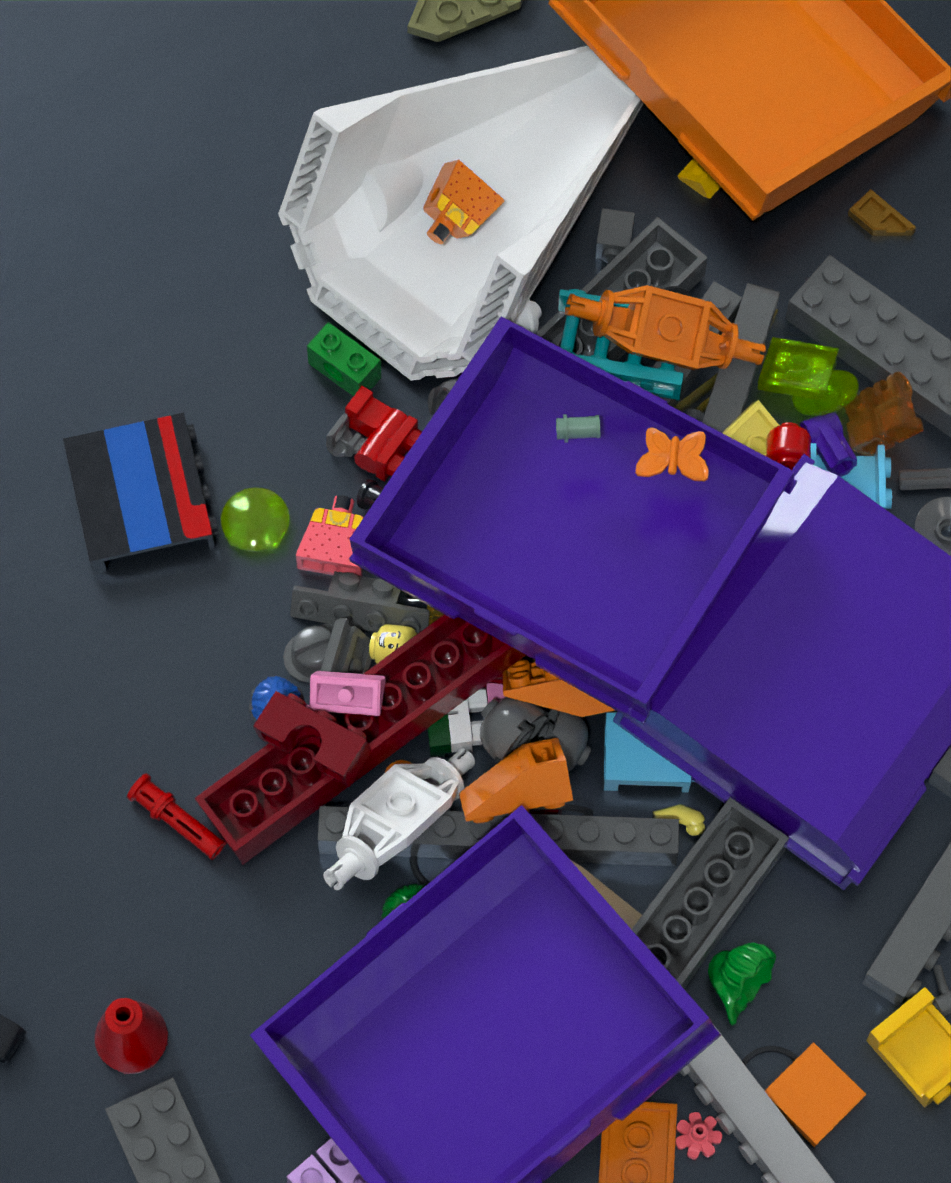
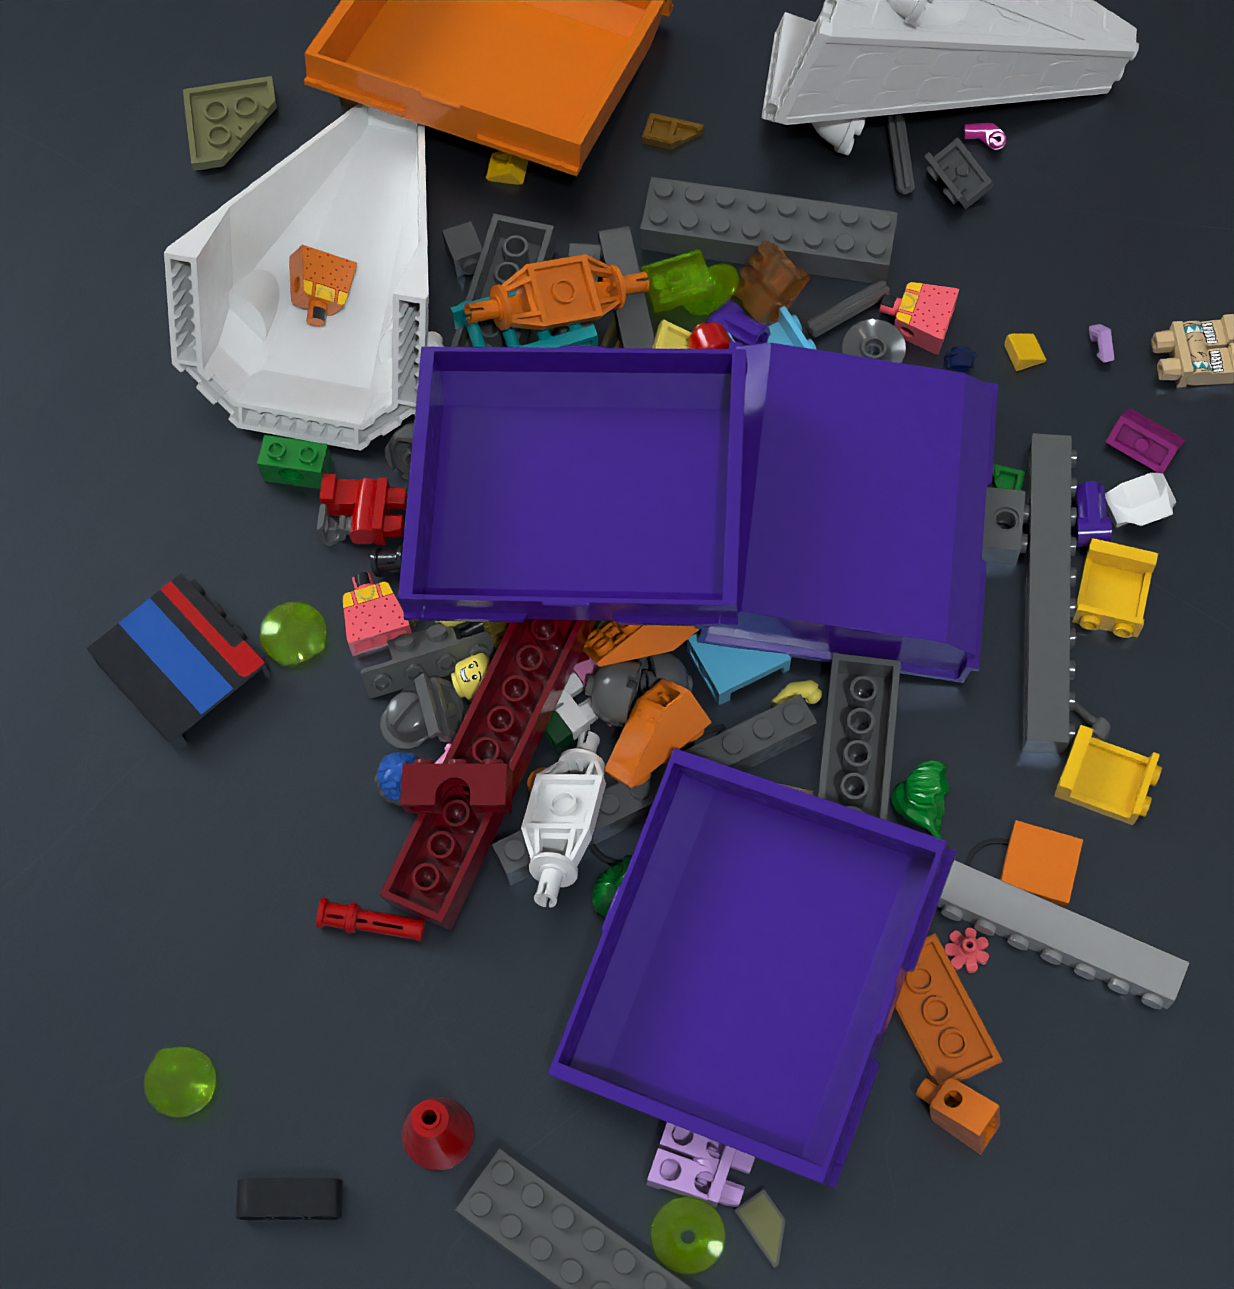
camera: 25 degrees left, 0 degrees up
(346, 692) = (463, 734): bright pink slope -> none
(577, 427) = (543, 404): sand green pin -> none
(673, 453) = (638, 384): orange piece -> none

